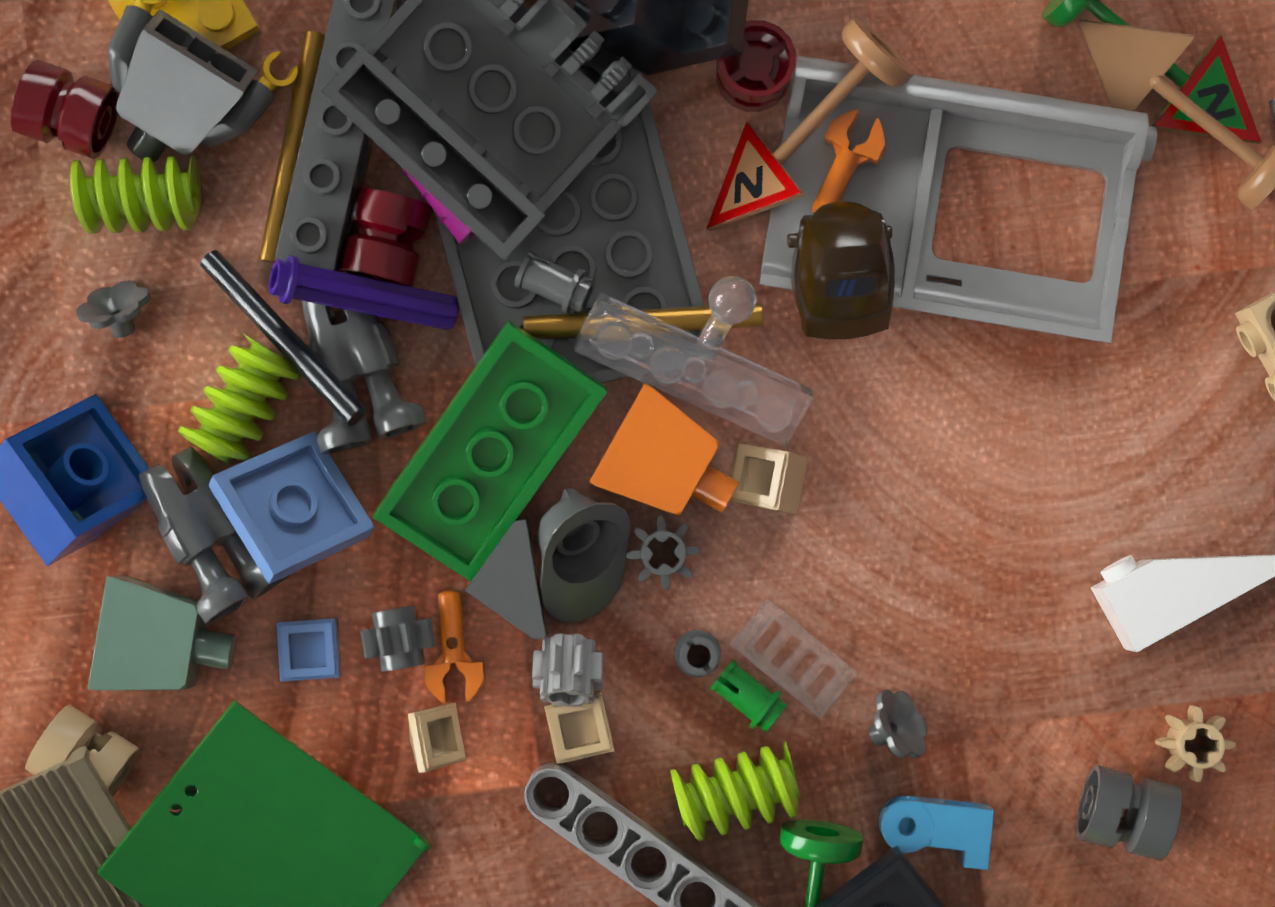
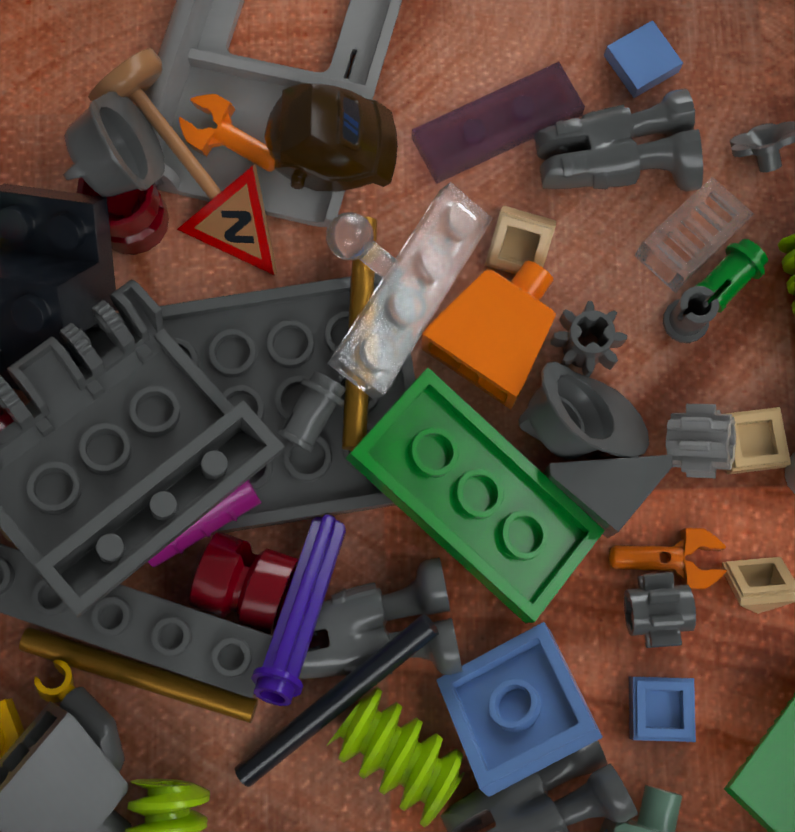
camera: 85 degrees left, 10 degrees down
(790, 56) = (114, 147): none -> dark grey piece
(872, 558) = (601, 151): none -> dark grey piece
(898, 443) = (496, 122): none -> clear purple tile
(986, 593) = (643, 59): none -> medium blue tile

